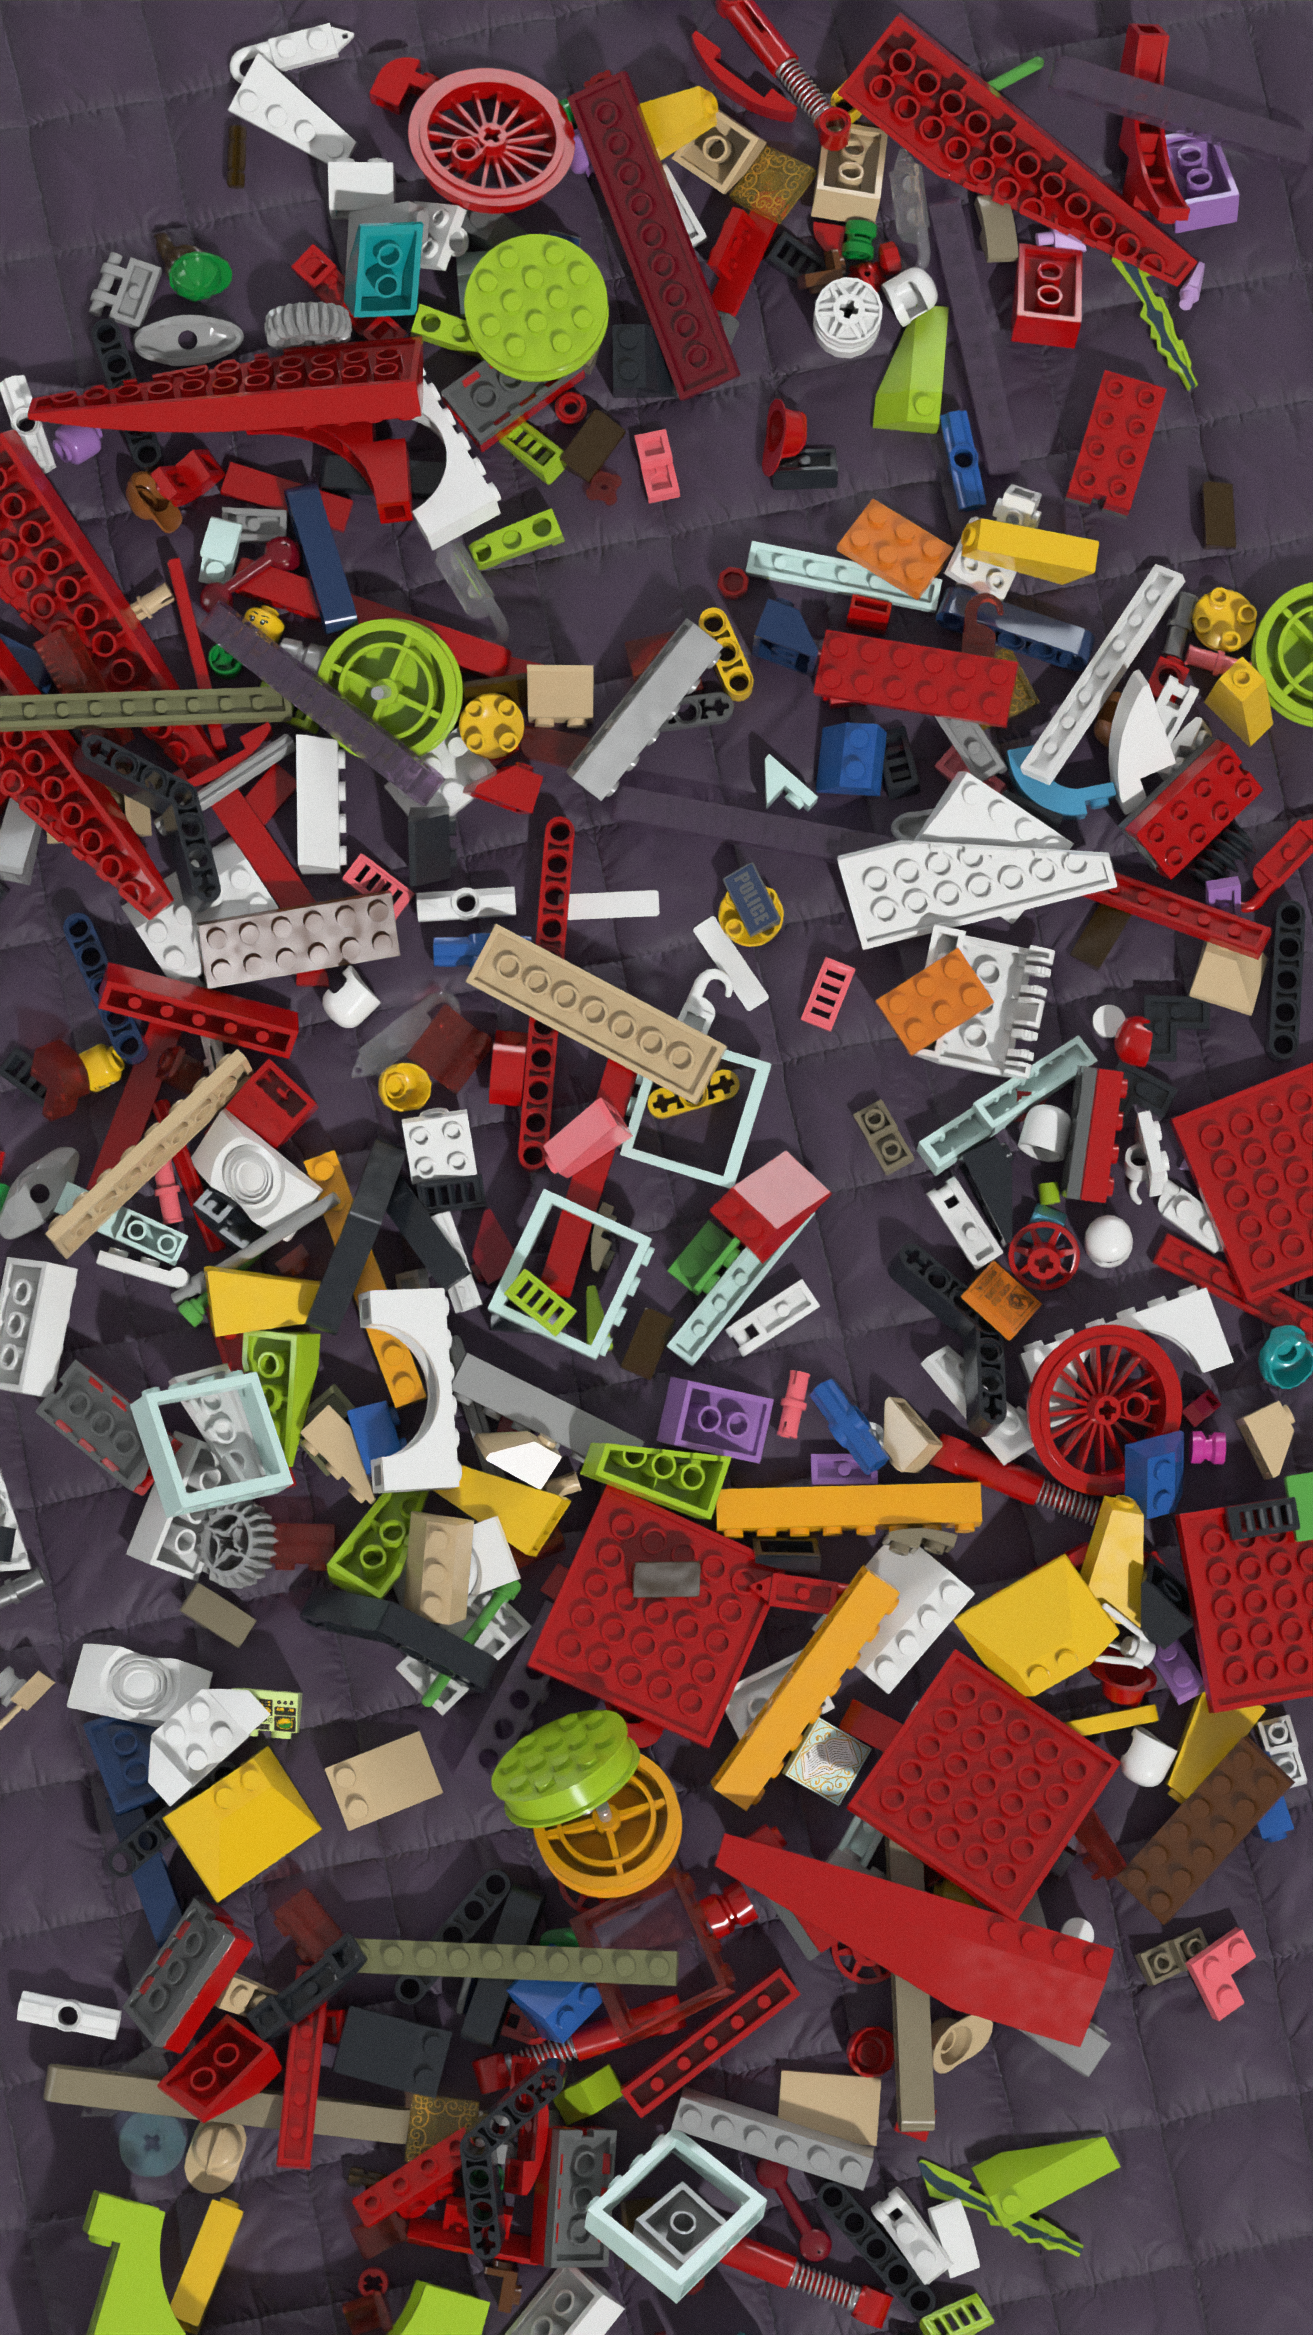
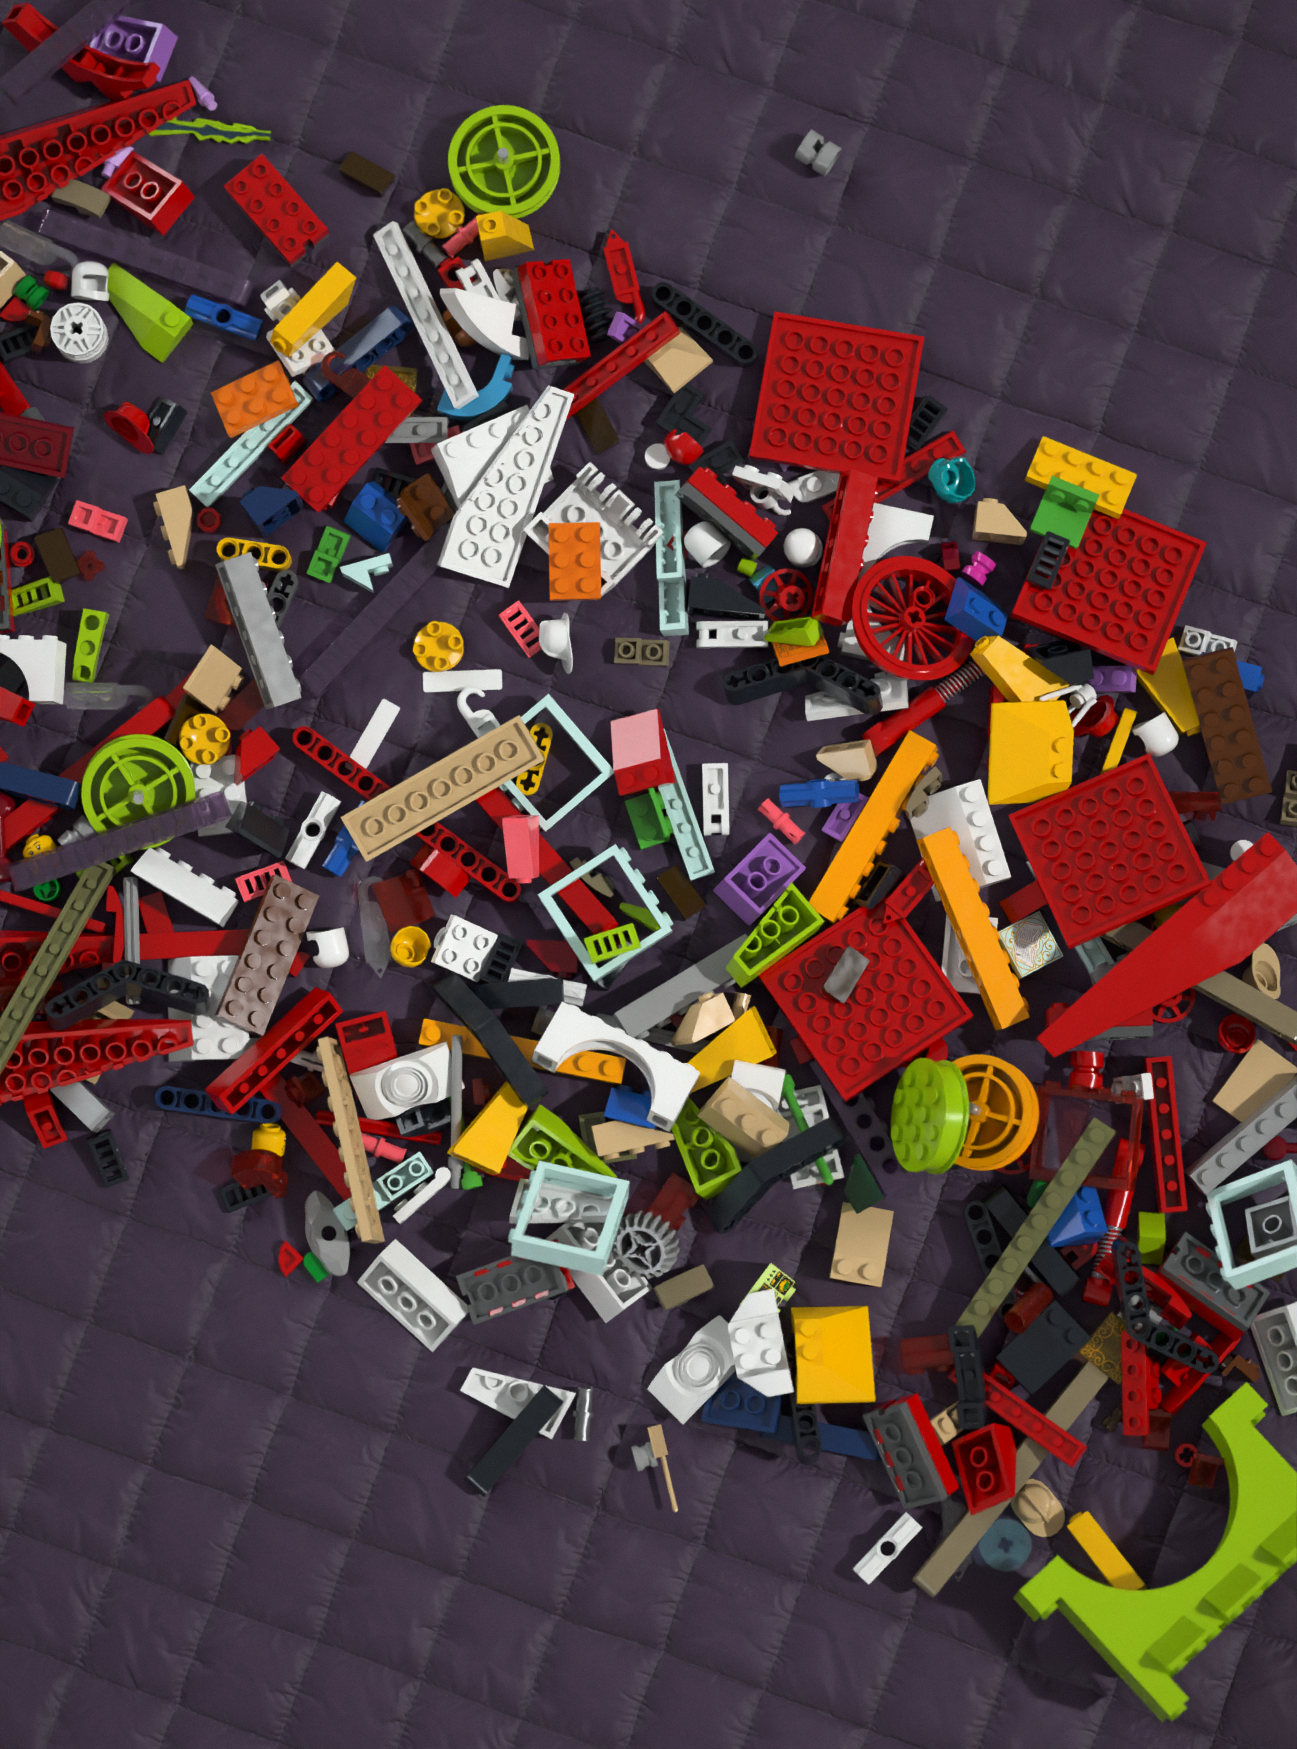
camera: 50 degrees left, 0 degrees up
(425, 2008) = (1028, 1307): none -> clear red pin
(445, 1740) = (861, 1187): none -> clear green slope
(713, 549) = (178, 518): none -> tan slope
(747, 1976) = (1140, 1083): none -> white slope
(751, 899) = (430, 639): slope -> none
(777, 734) = (329, 554): none -> bright green slope
(836, 1035) = (556, 642): none -> white piece
(876, 274) = (55, 295): red animal -> none
(892, 802) = (424, 506): none -> reddish brown bracket
(1010, 1290) = (795, 631): none -> lime slope
(1136, 1286) = (845, 547): none -> red brick

